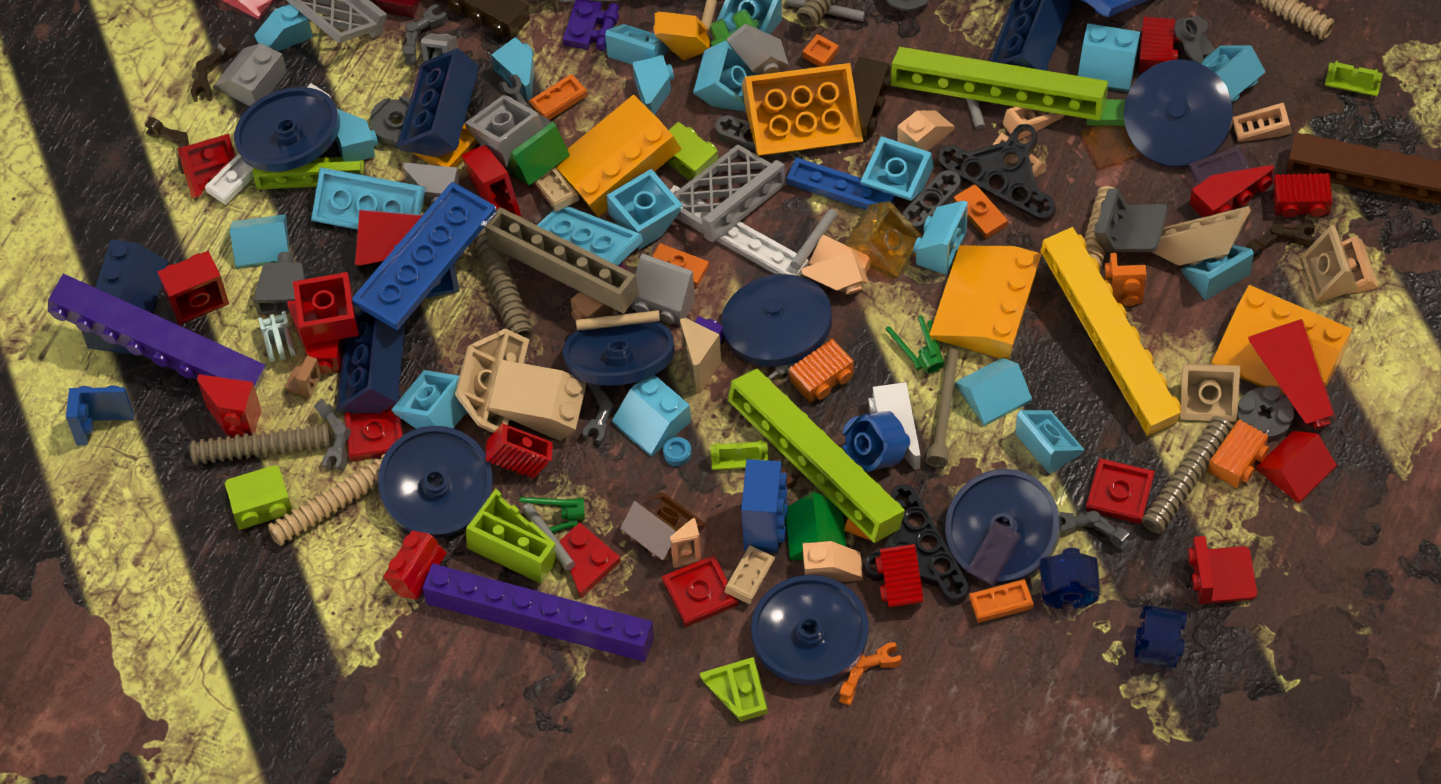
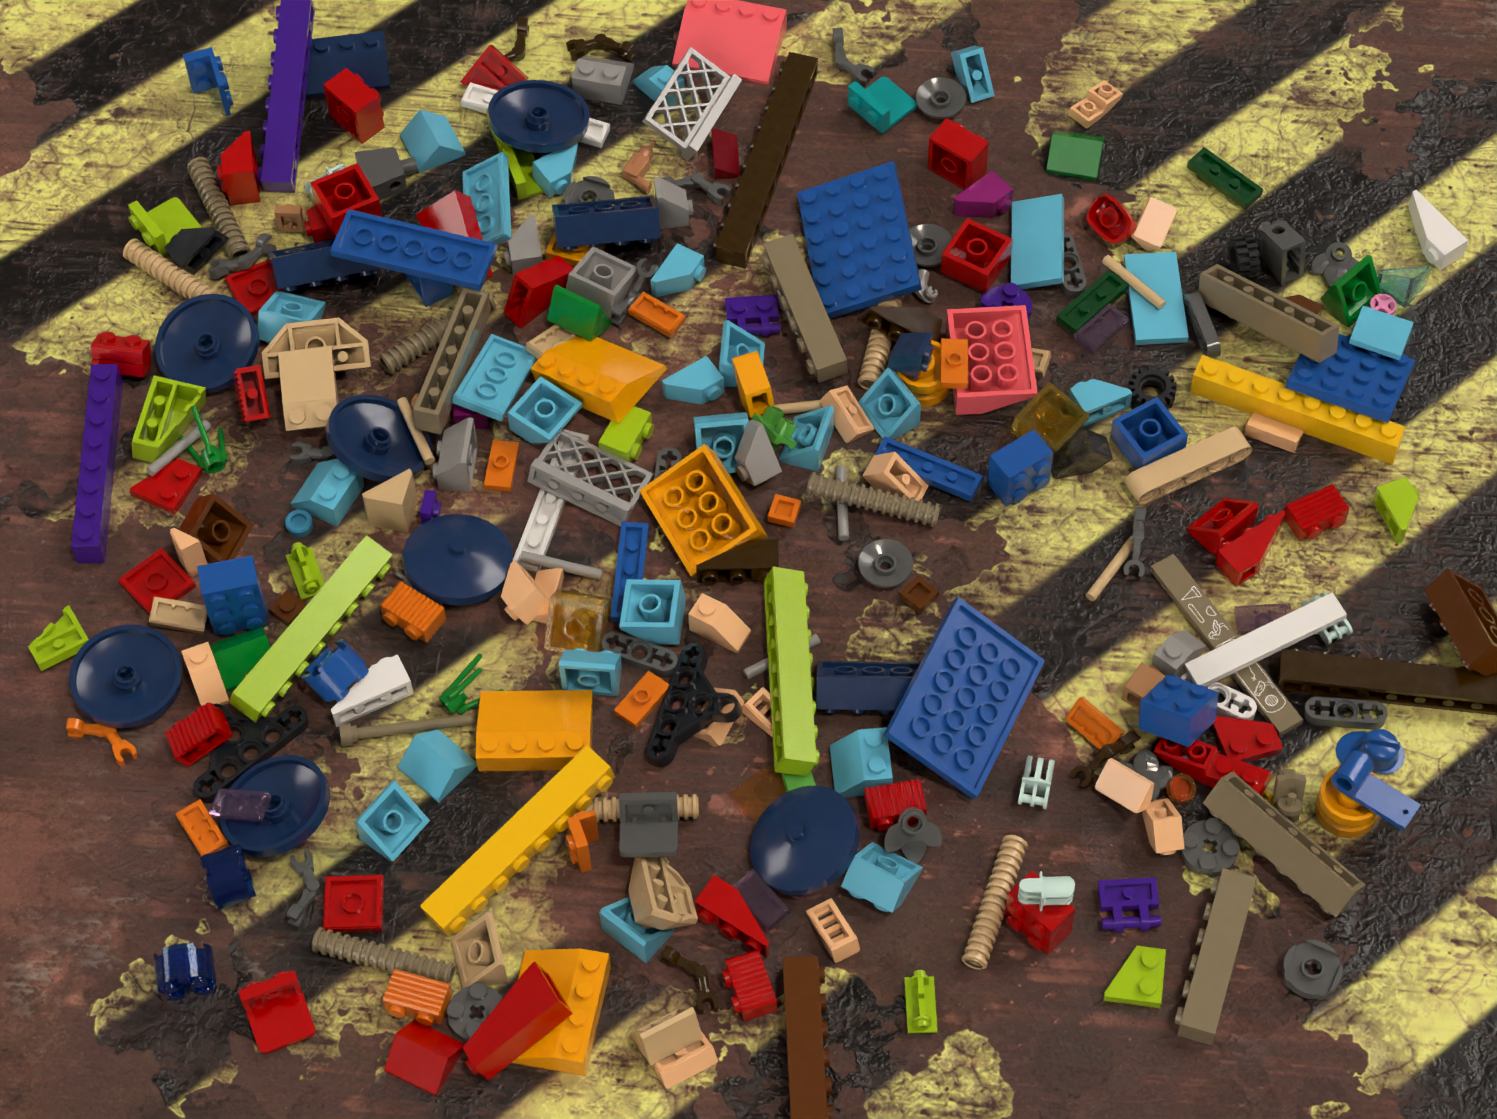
camera: 70 degrees right, 0 degrees up
(305, 471) = (195, 247): none -> black slope
(374, 73) = (638, 167): none -> nougat piece

